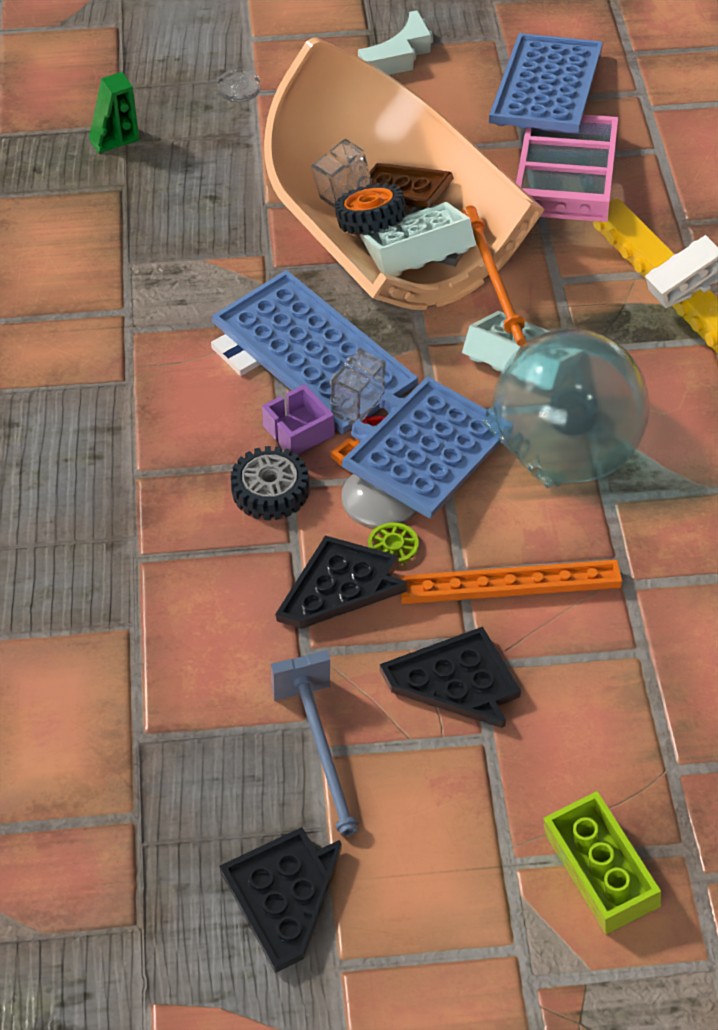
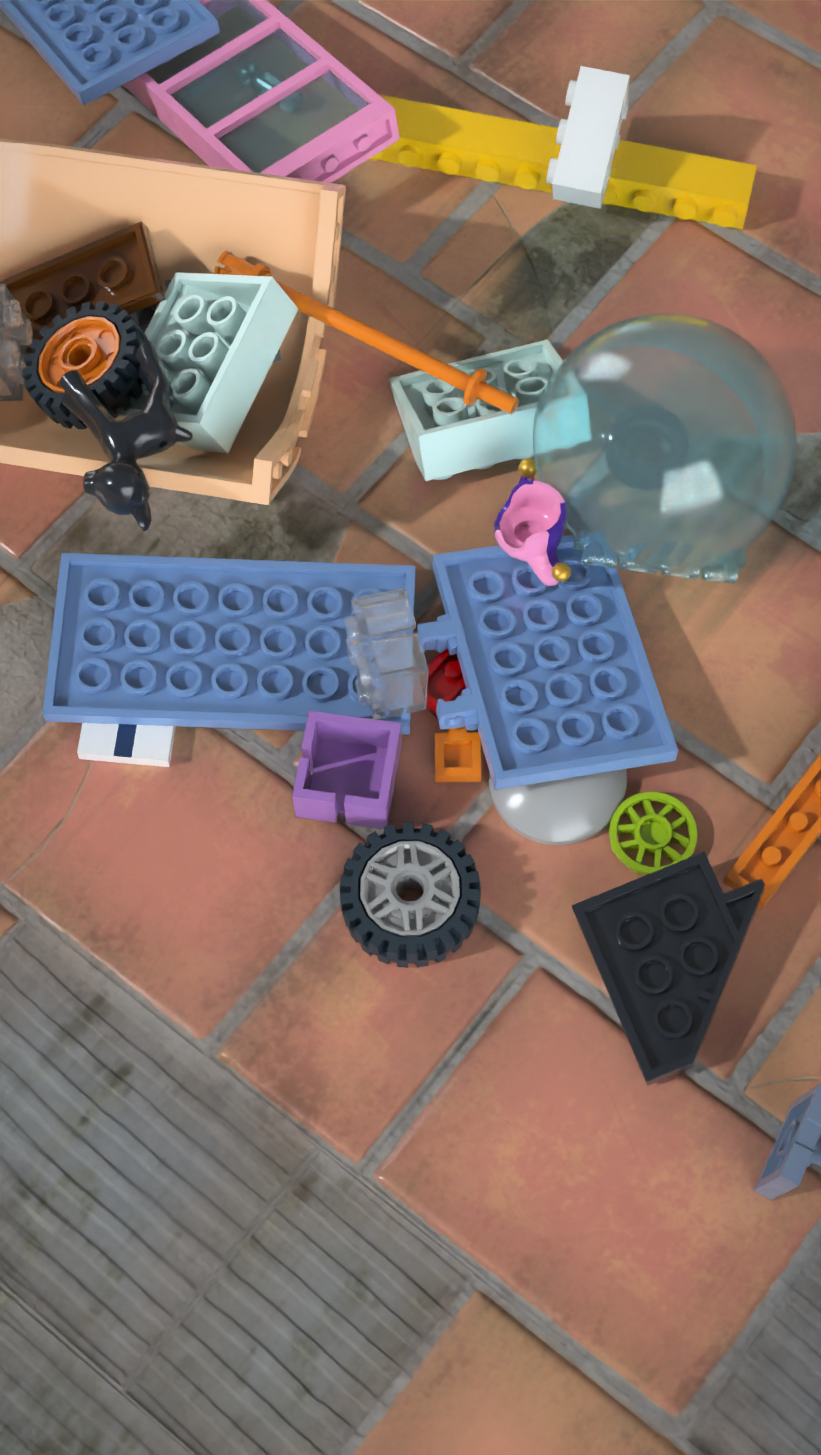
camera: 45 degrees left, 15 degrees up
(345, 234) = (122, 483): none -> black animal
(475, 391) = (533, 526): none -> bright pink piece

